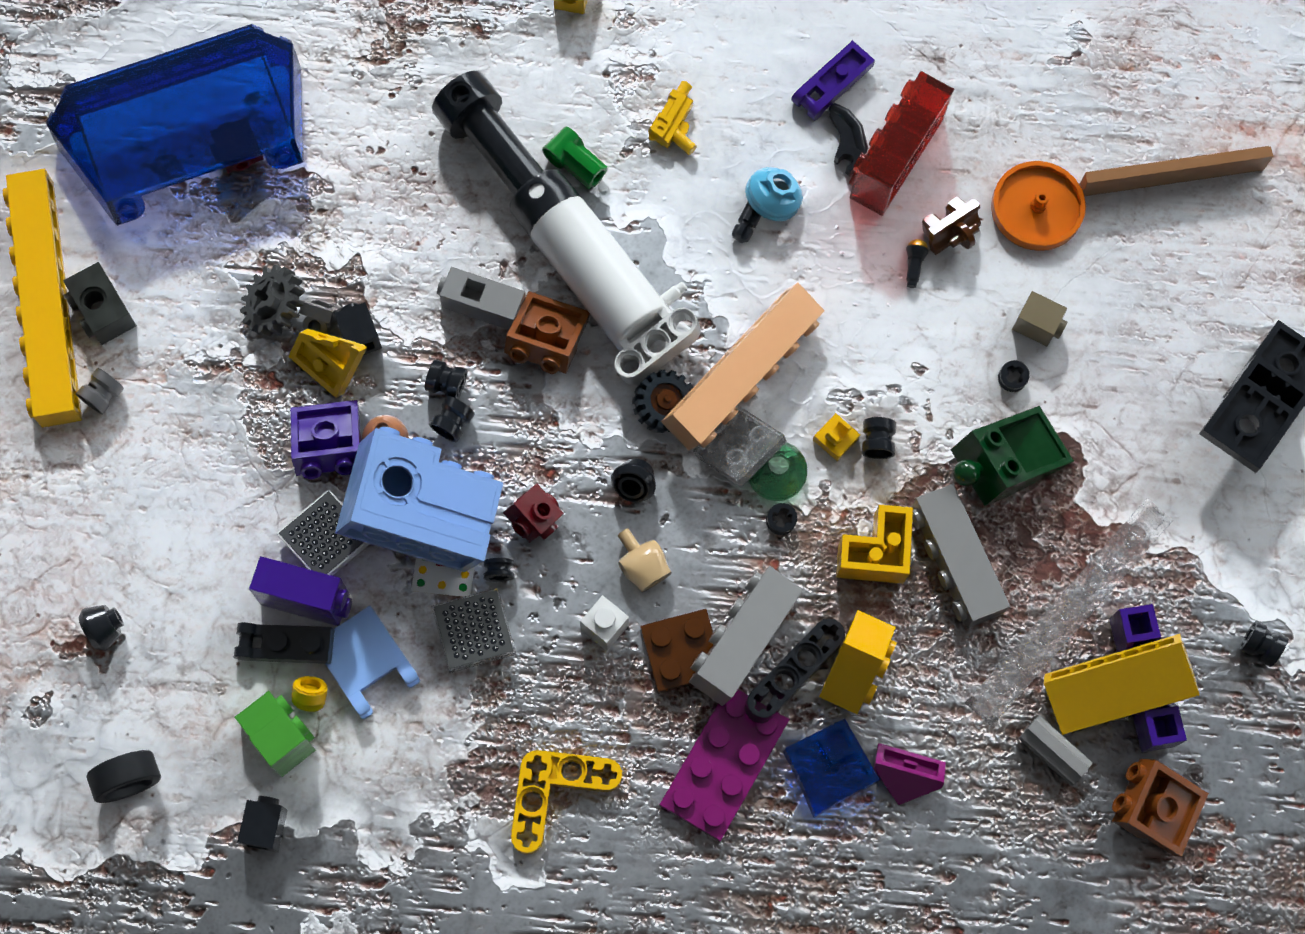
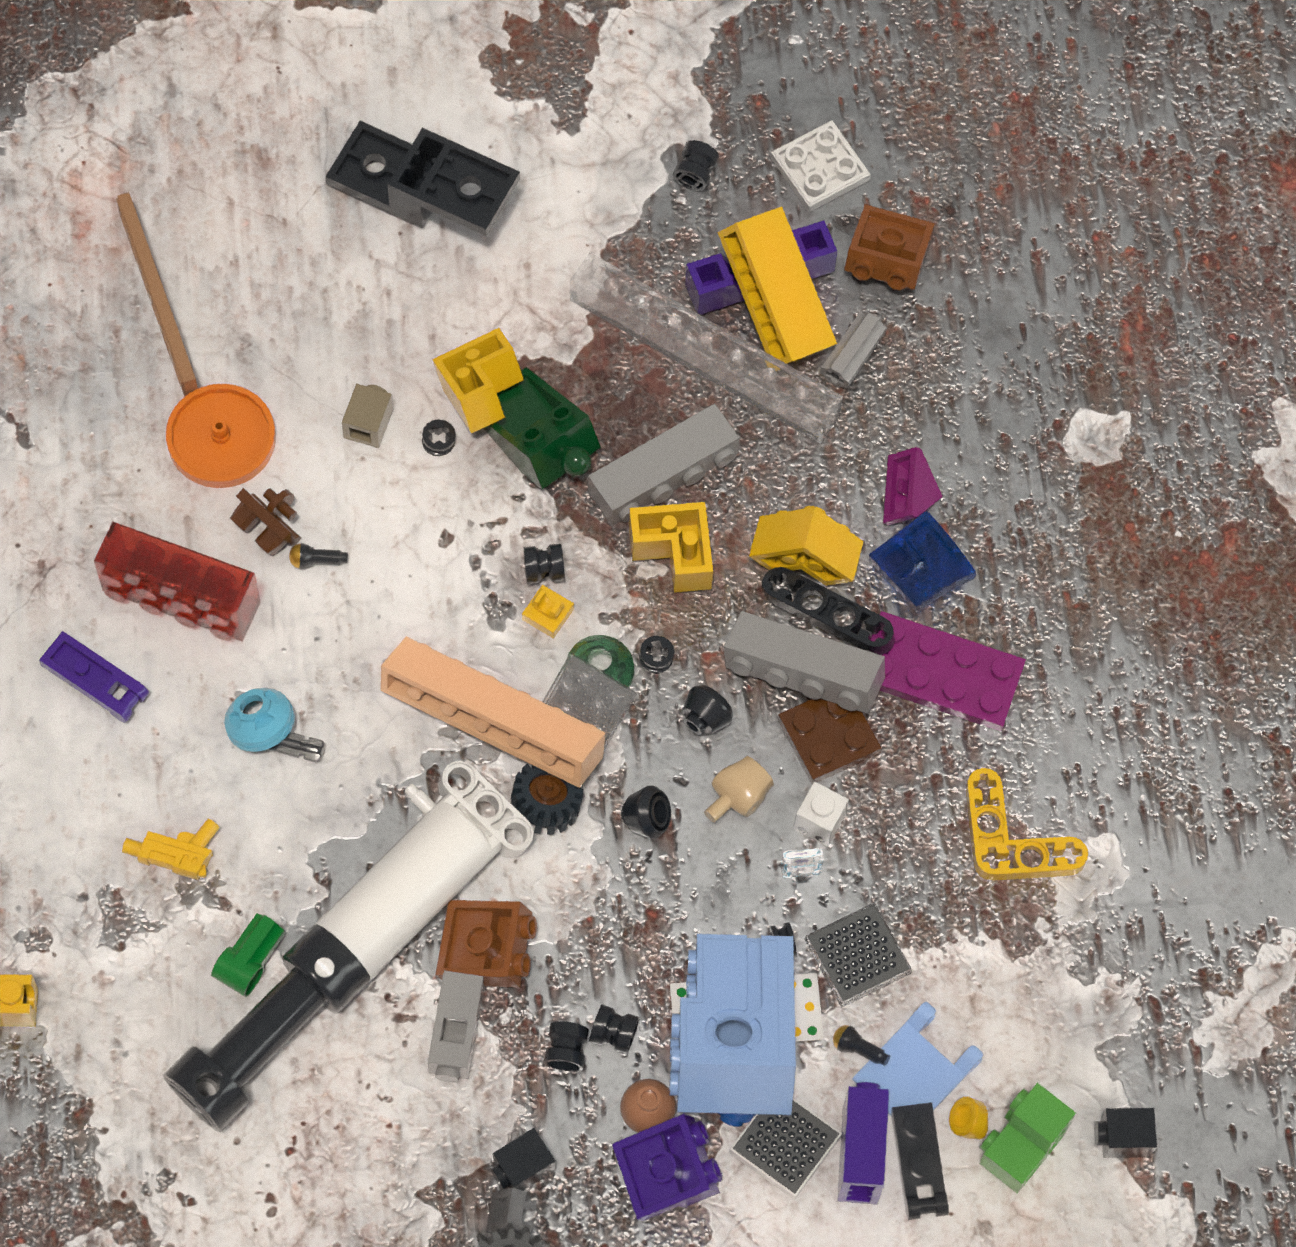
camera: 100 degrees left, 5 degrees down
(327, 359) = (569, 1186): yellow wing -> none
(401, 608) = (848, 1040): none -> black piece
(534, 514) = (712, 909): dark red brick -> none
(564, 599) = (802, 862): none -> clear tile
(718, 546) = (706, 710): none -> black cone
(852, 136) = (167, 646): black piece -> none
(1063, 404) = (475, 375): none -> yellow brick
(1255, 763) = (820, 166): none -> white tile

